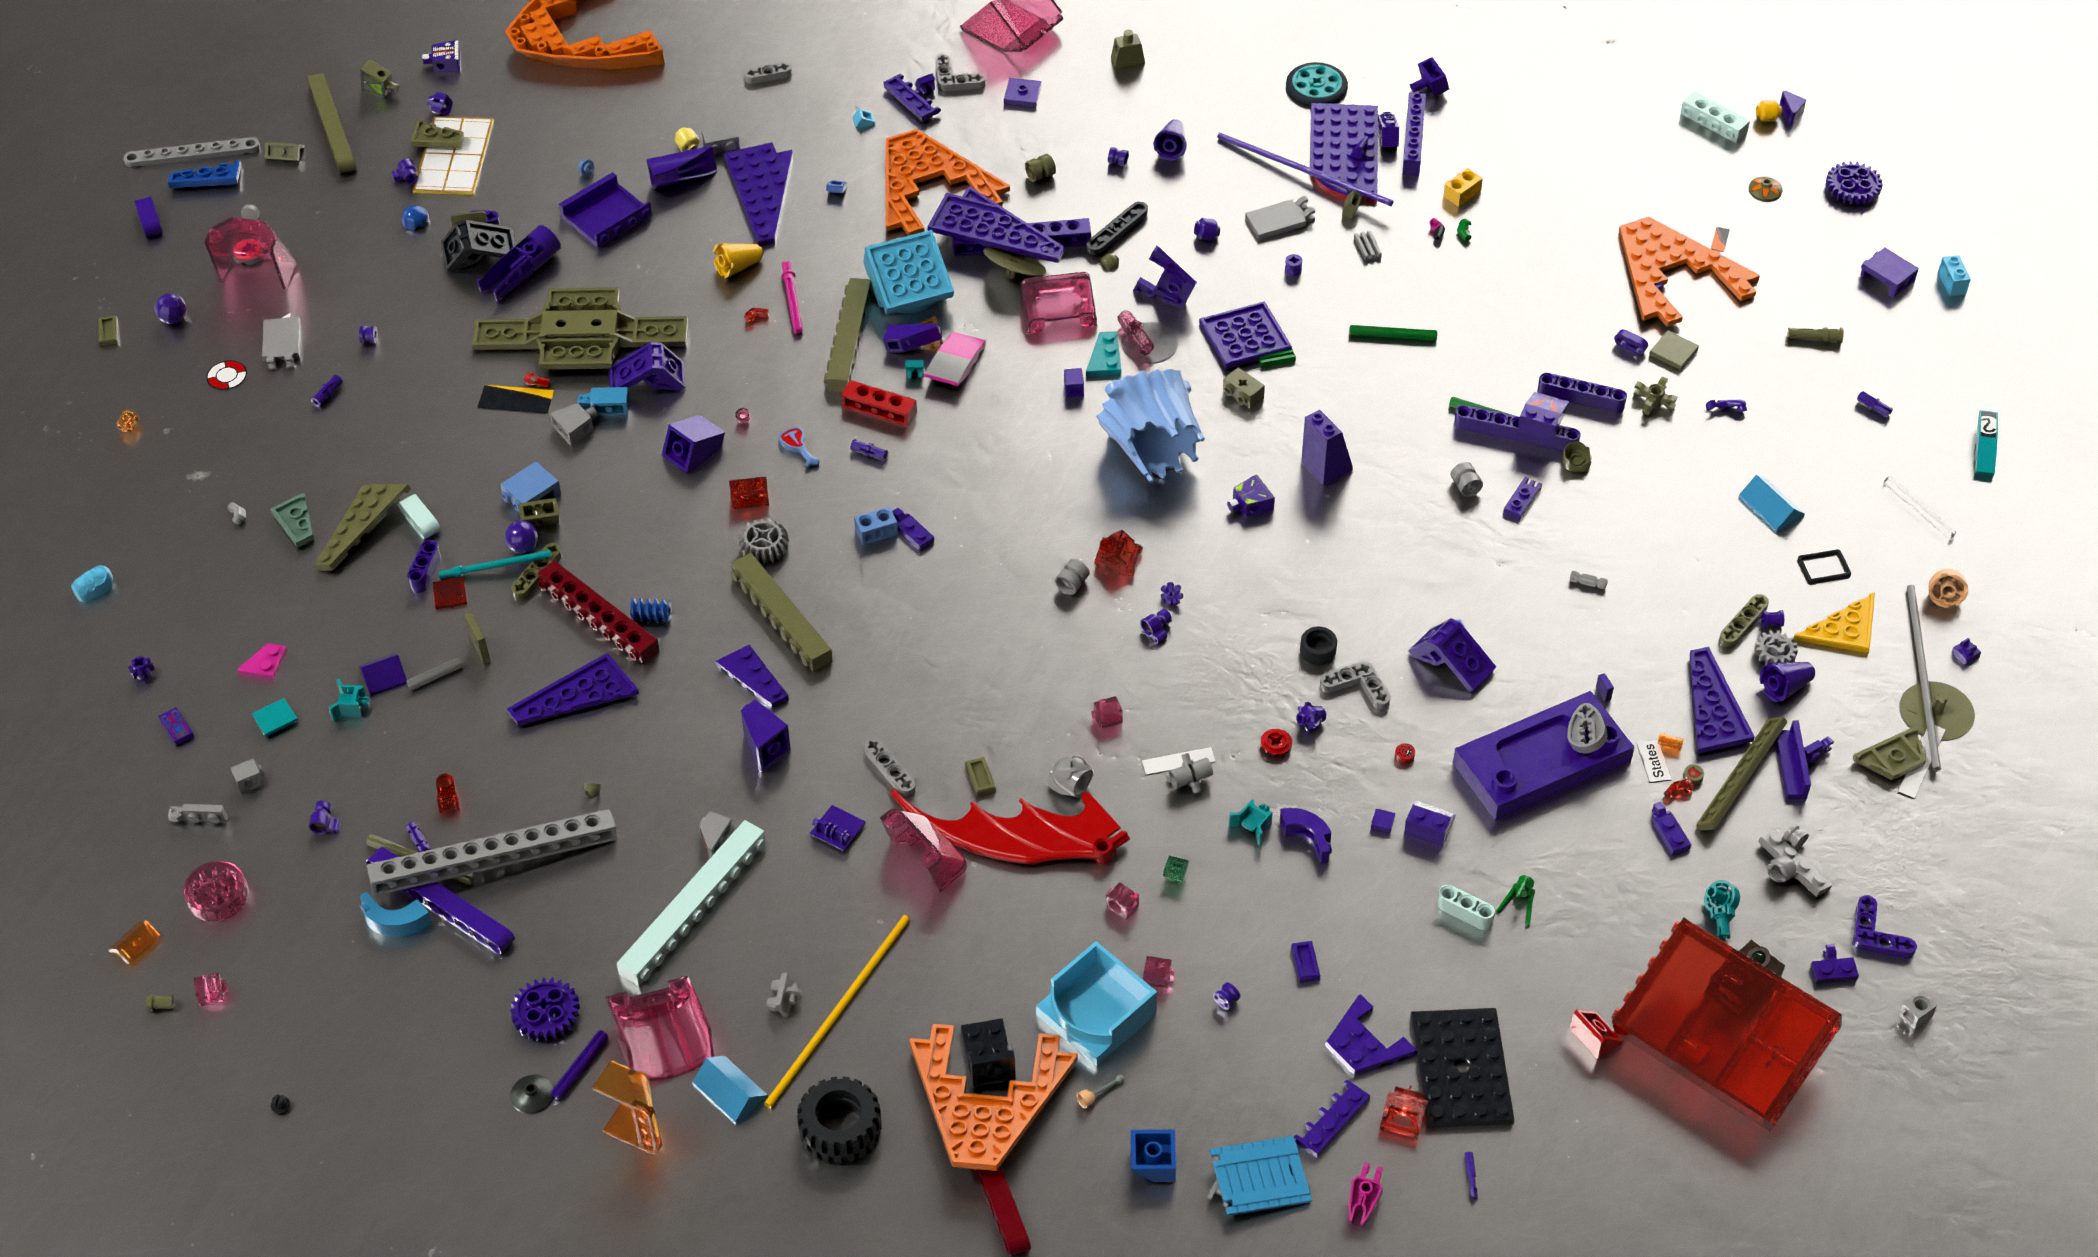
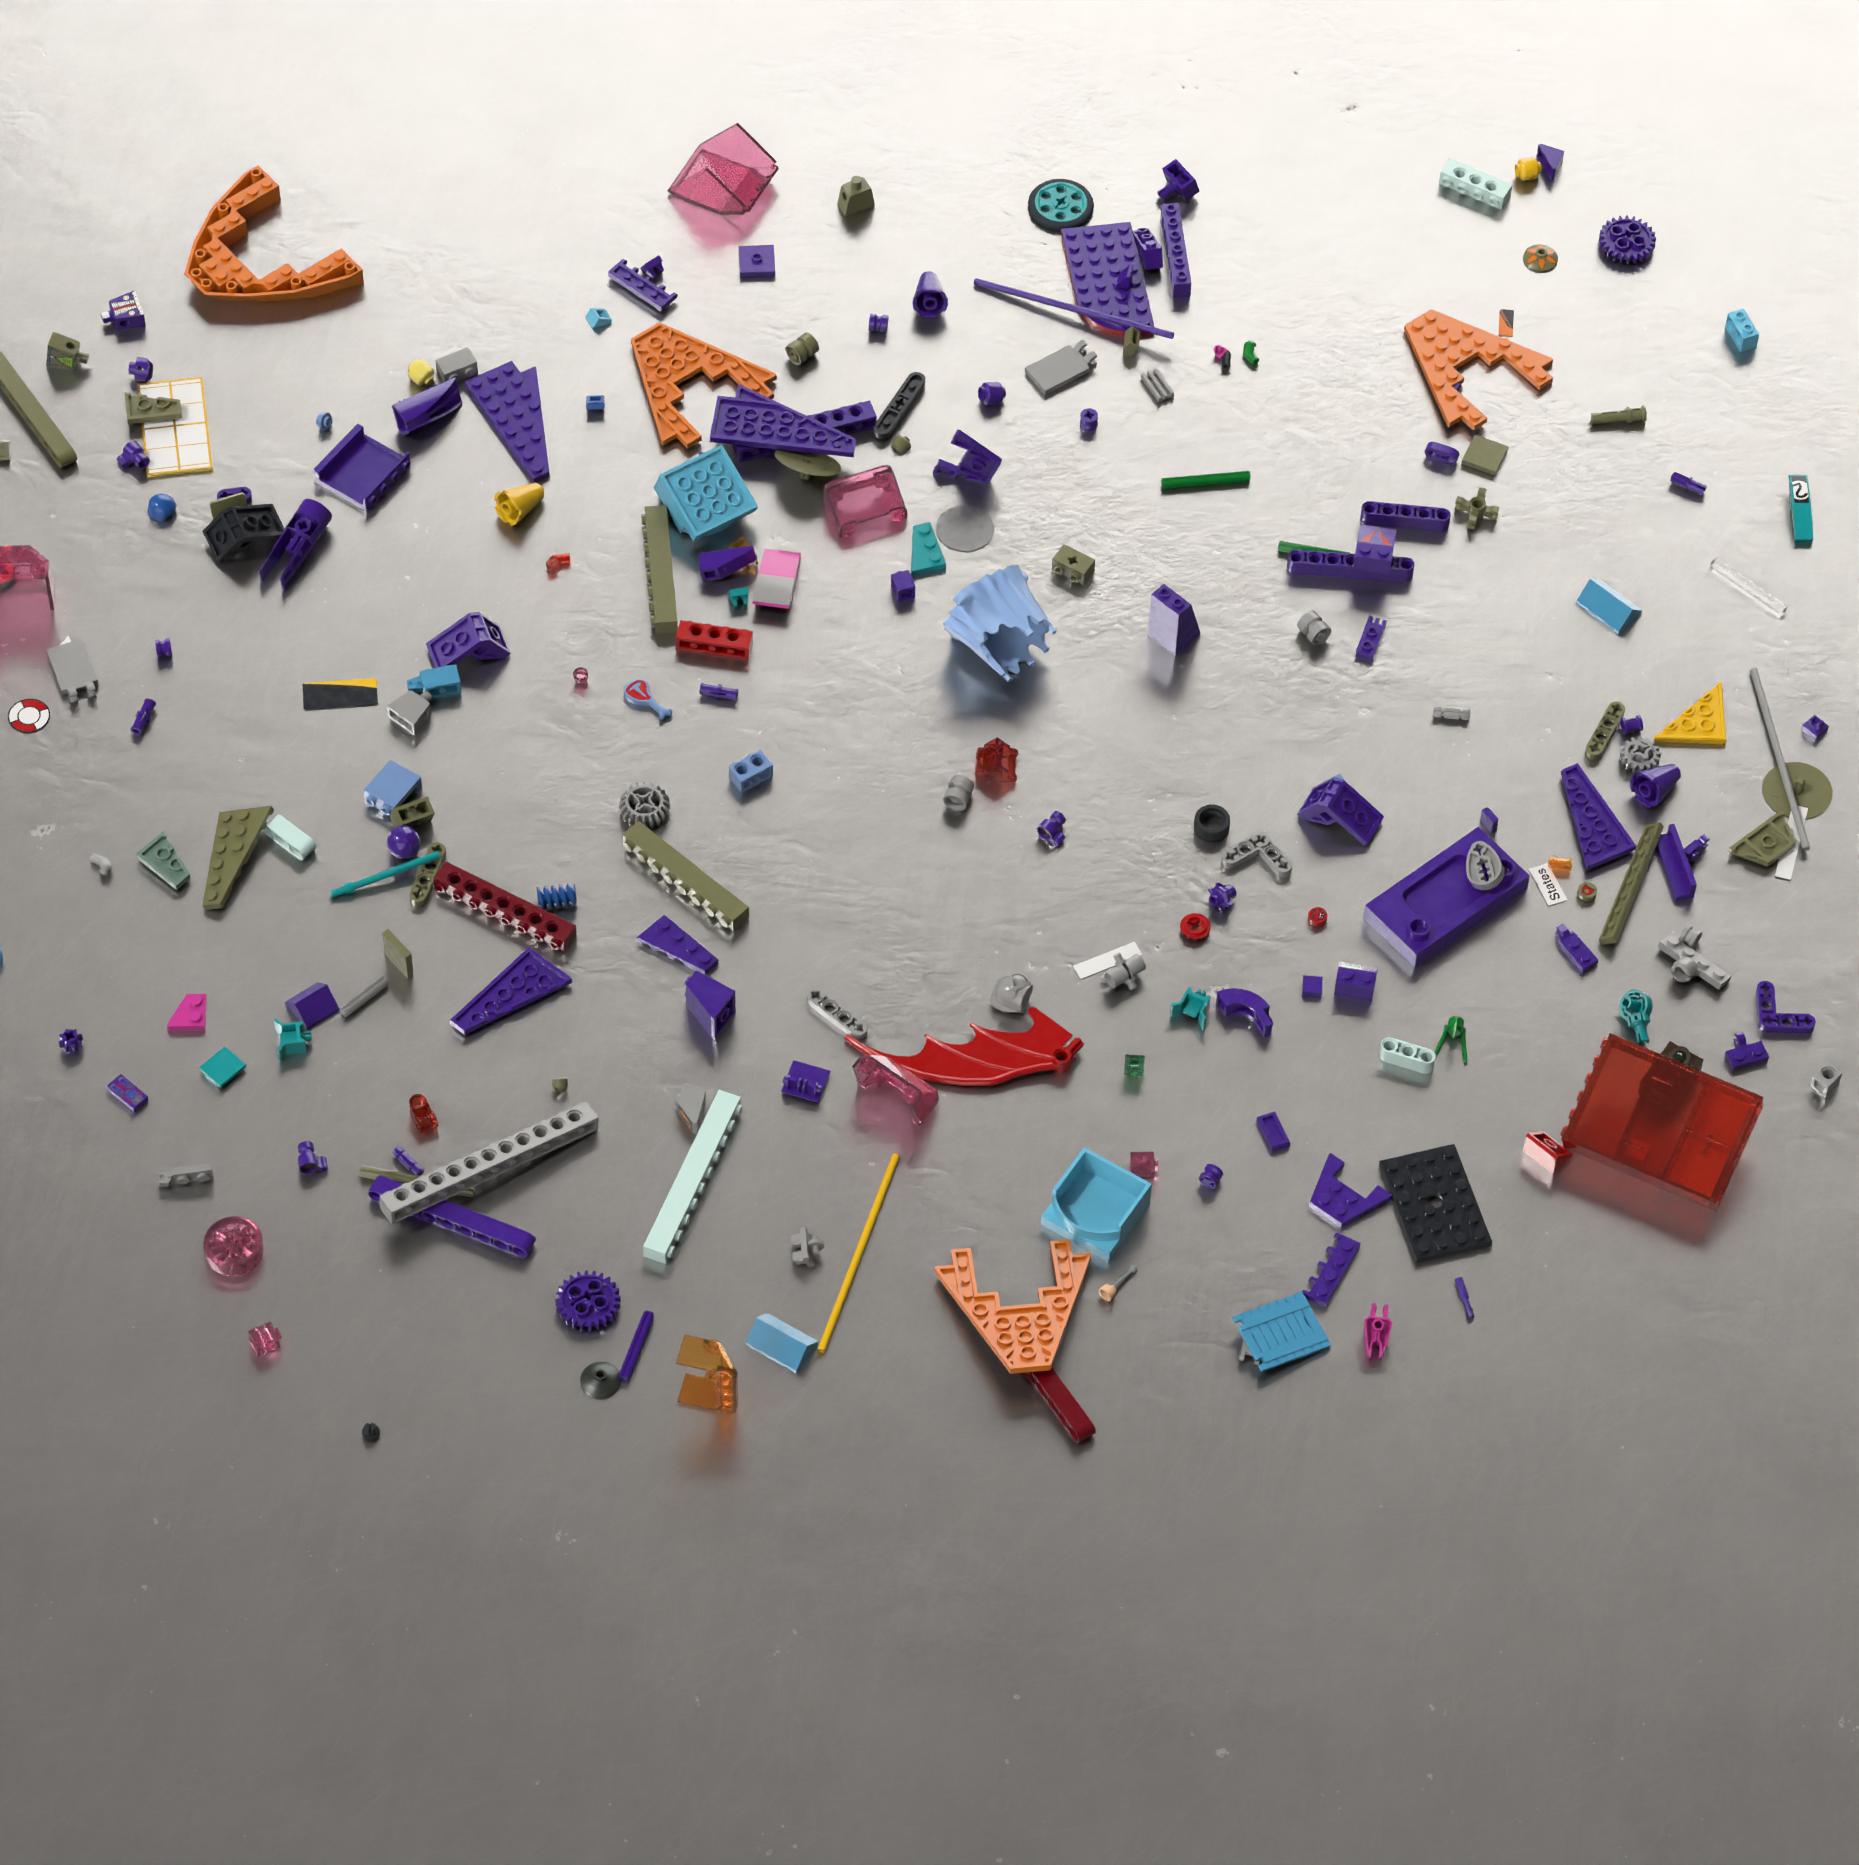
camera: 15 degrees left, 5 degrees up
(135, 941) = (173, 1307): clear orange panel -> none
(159, 1002) = (220, 1359): olive pin -> none
(247, 775) = (219, 1129): light grey brick -> none
(395, 922) = (414, 1246): dark azure arch -> none
(424, 566) = (314, 879): dark purple beam -> none
(449, 593) = (348, 911): clear red piece -> none
(531, 379) = (350, 670): red arm -> none
(579, 310) = (380, 585): olive piece -> none
(662, 1030) = (706, 1297): clear pink windscreen -> none
(691, 442) = (539, 713): dark purple slope -> none
(749, 492) = (614, 759): clear red brick -> none
(783, 71) = (472, 283): light grey beam -> none
(788, 277) = (578, 514): dark pink axle -> none
(845, 1143) = (893, 1373): black tyre -> none
(912, 529) = (788, 769): dark purple hinge -> none
(946, 80) = (675, 256): light grey beam -> none
(980, 776) = (925, 1008): olive tile -> none
(988, 1052) = (1008, 1267): black bracket -> none
(1107, 712) = (1029, 924): clear pink brick -> none
(1122, 900) = (1092, 1104): clear pink brick -> none
(1135, 332) = (950, 521): clear pink piece -> none
(1154, 1154) = (1183, 1330): blue slope -> none
(1171, 593) = (1058, 794): dark purple plant -> none
(1244, 331) = (1059, 505): dark purple tile -> none
(1252, 497) = (1111, 681): dark purple torso -> none
(1276, 358) = (1094, 521): green tile -> none
(1407, 1104) = (1397, 1245): clear red piece -> none
(1462, 187) = (1238, 304): yellow brick -> none
(1576, 457) = (1414, 587): olive hair -> none
(1678, 785) = (1574, 905): clear red arm -> none
(1727, 403) = (1560, 504): dark purple arm -> none
(1820, 554) = (1665, 649): black piece -> none
(1890, 270) = (1679, 334): panel -> none
(1948, 588) = (1788, 666): light nougat cylinder -> none

